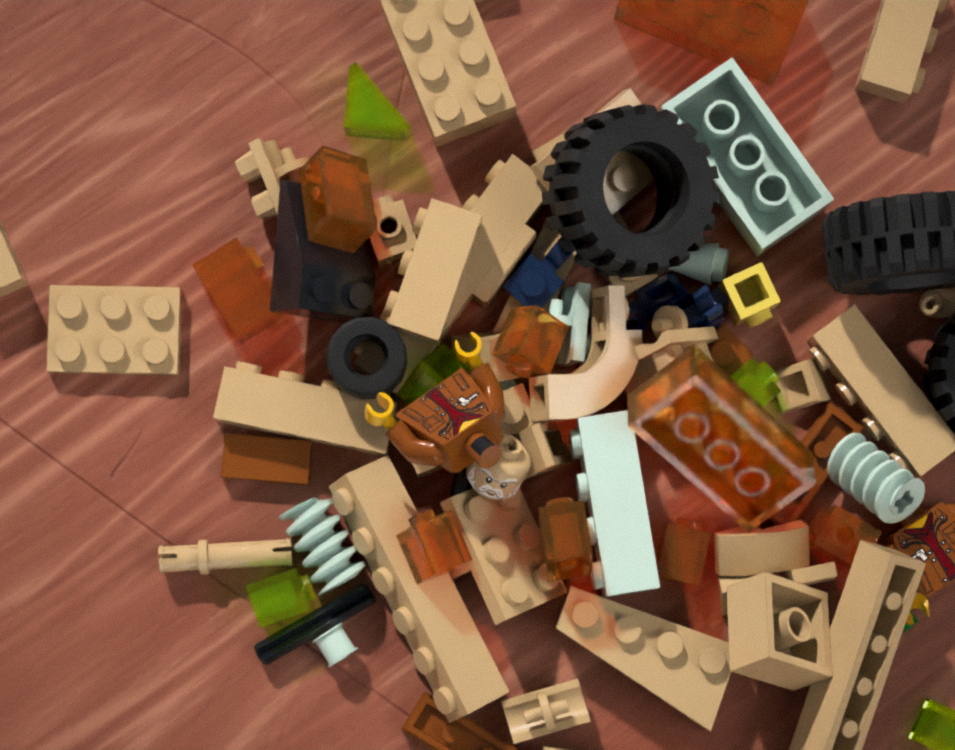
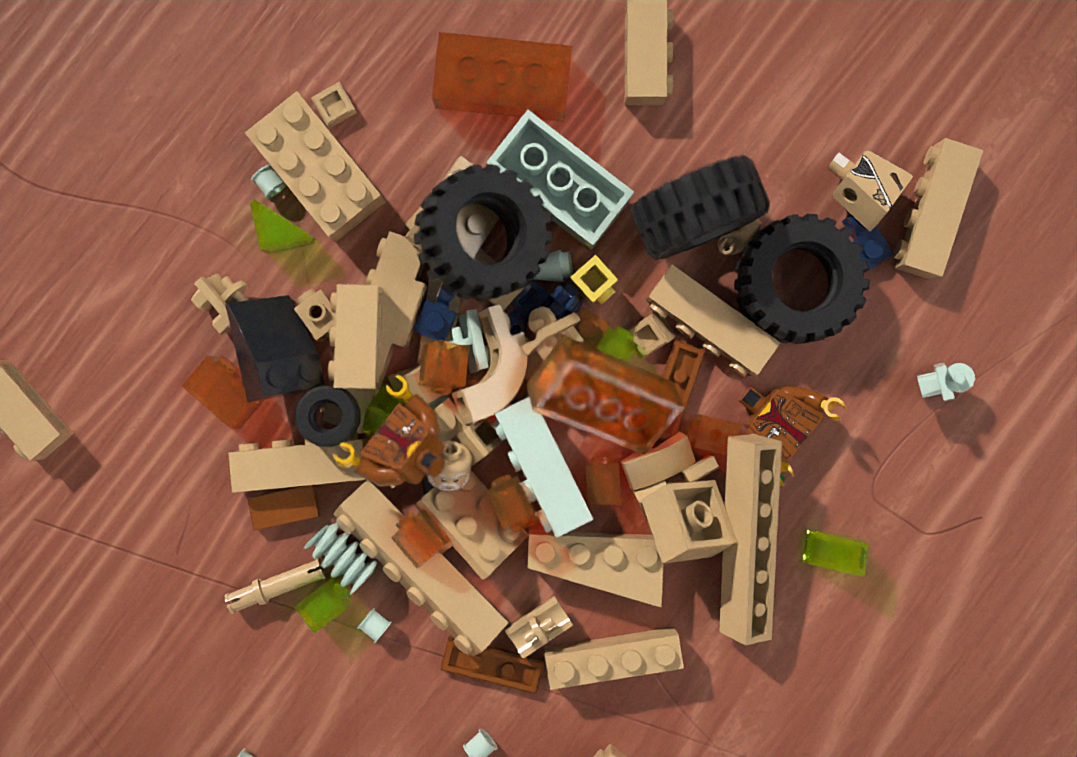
camera: 15 degrees left, 5 degrees up
(114, 330) = (144, 447): tan plate -> none
(314, 624) = (355, 614): black axle -> none
(337, 199) = (271, 305): clear orange brick -> none
(377, 46) = (268, 181): none -> light aqua axle
(874, 479) = (724, 387): light aqua piece -> none

